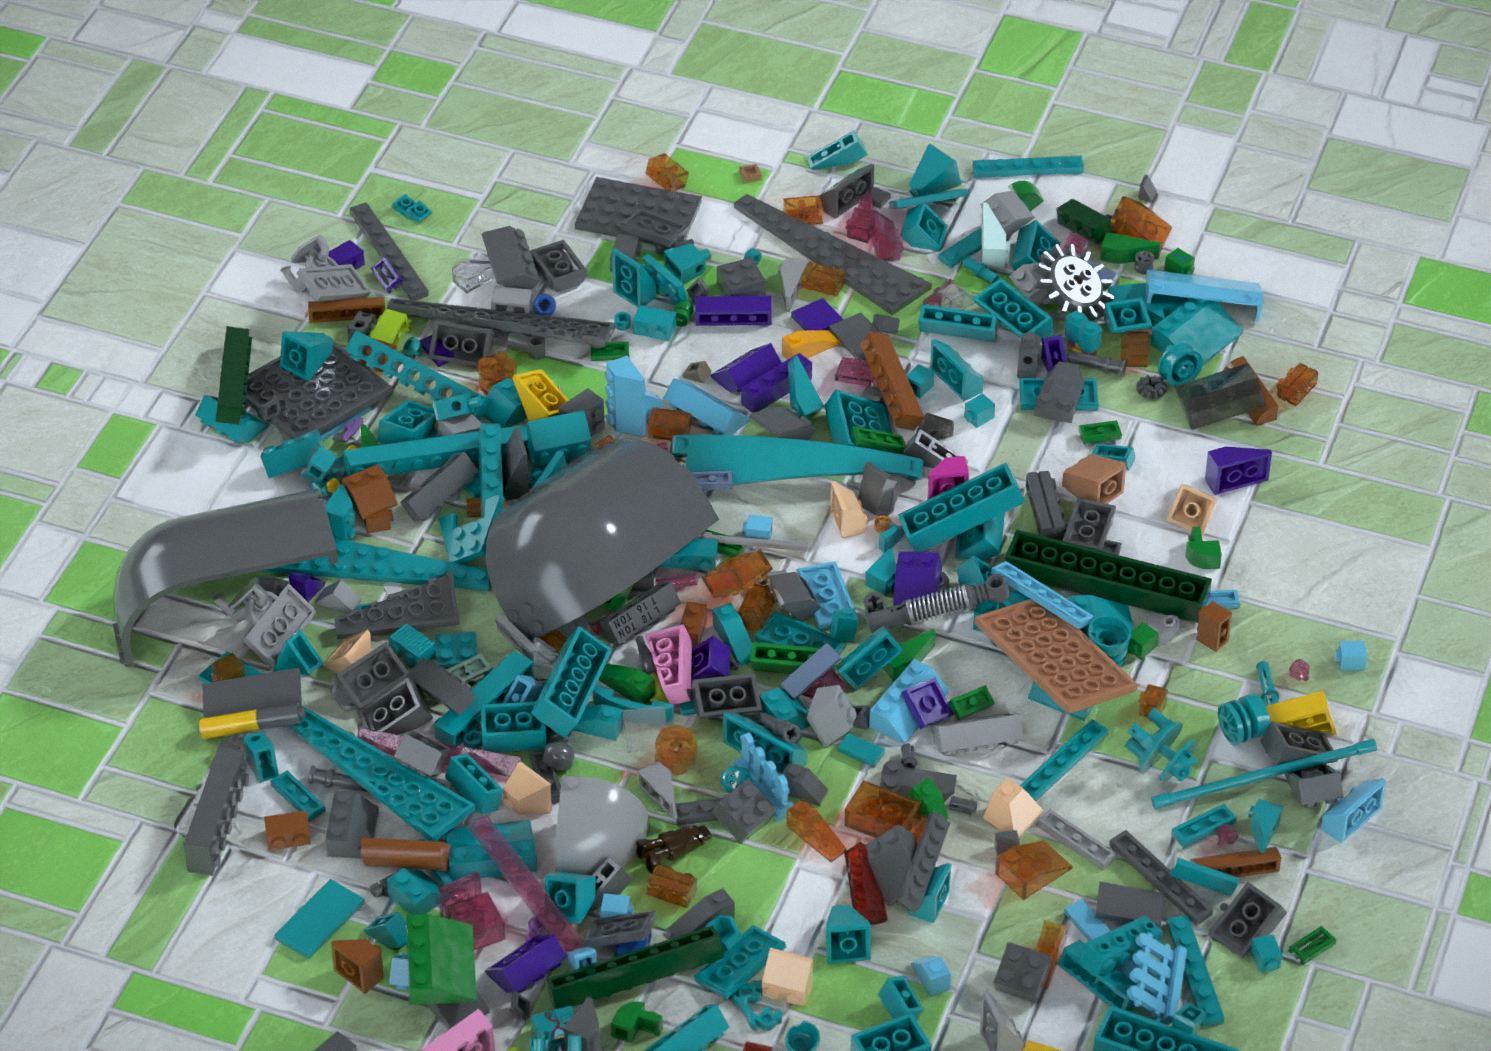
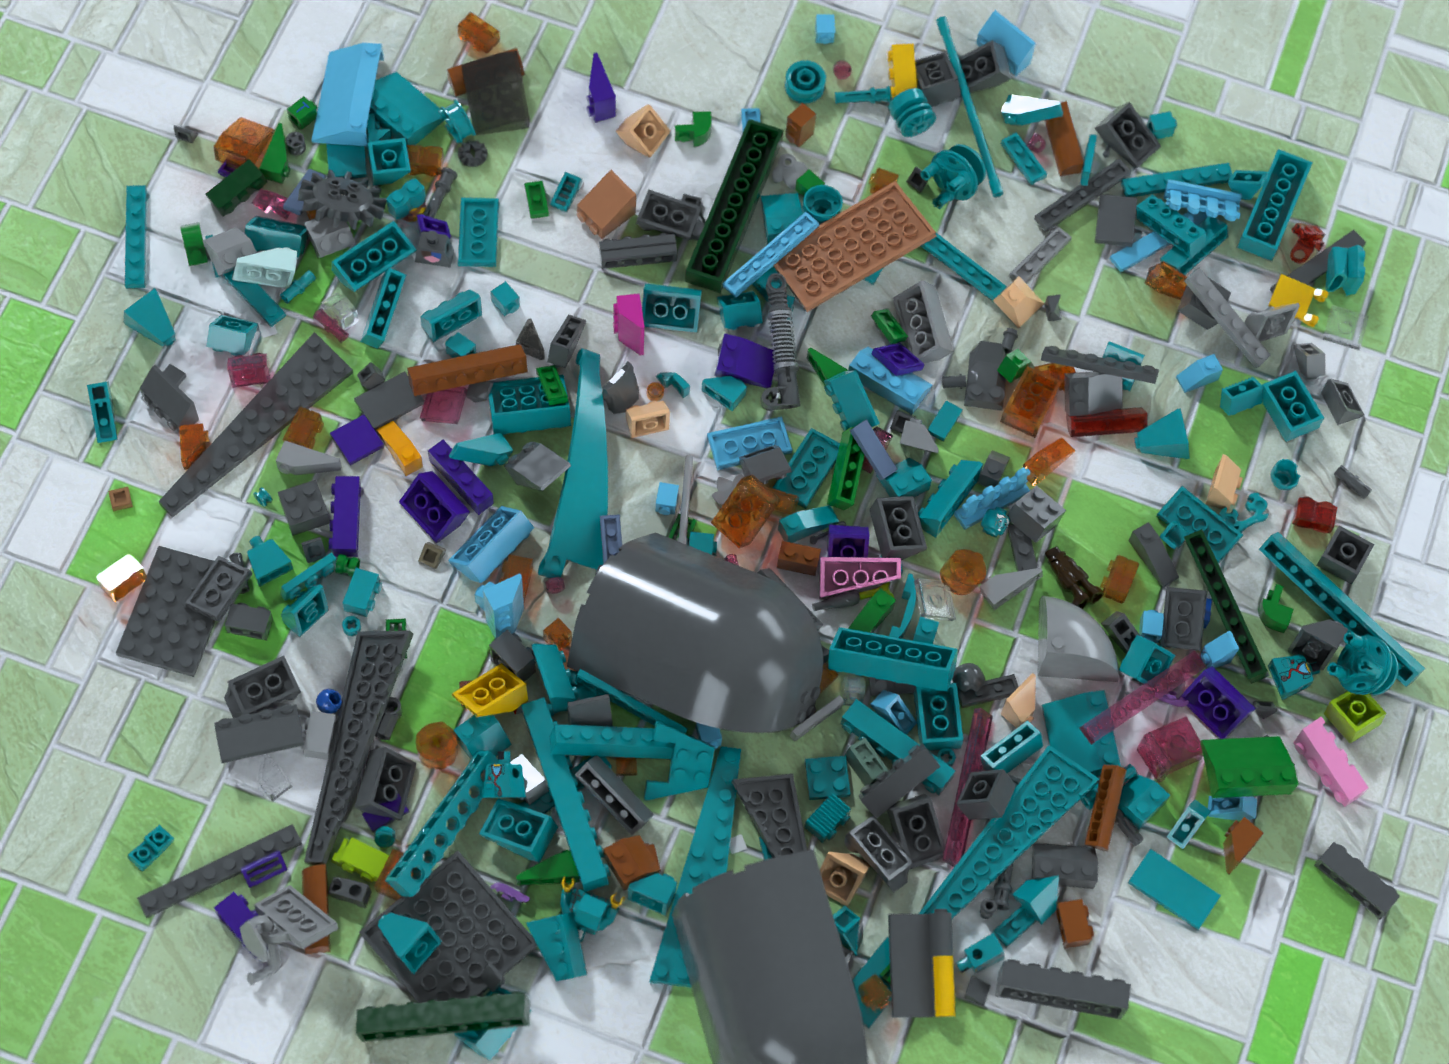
camera: 95 degrees left, 20 degrees up
(307, 759) = (987, 908): none -> dark grey pin
(311, 796) = (1039, 897): none -> teal slope
(781, 728) = (945, 476): dark grey pin -> none
(844, 625) = (800, 425): teal brick -> none
(859, 225) = (214, 389): clear pink slope -> none
(928, 198) = (190, 325): teal tile -> none
(961, 508) = (665, 310): teal brick -> none
(997, 982) = (1227, 317): none -> light grey plate
(1030, 867) = (1079, 290): clear orange slope -> none
(1060, 393) = (487, 227): dark grey slope -> none
(1276, 636) = (814, 83): none -> teal wheel
(1315, 947) = (1142, 97): green tile -> none

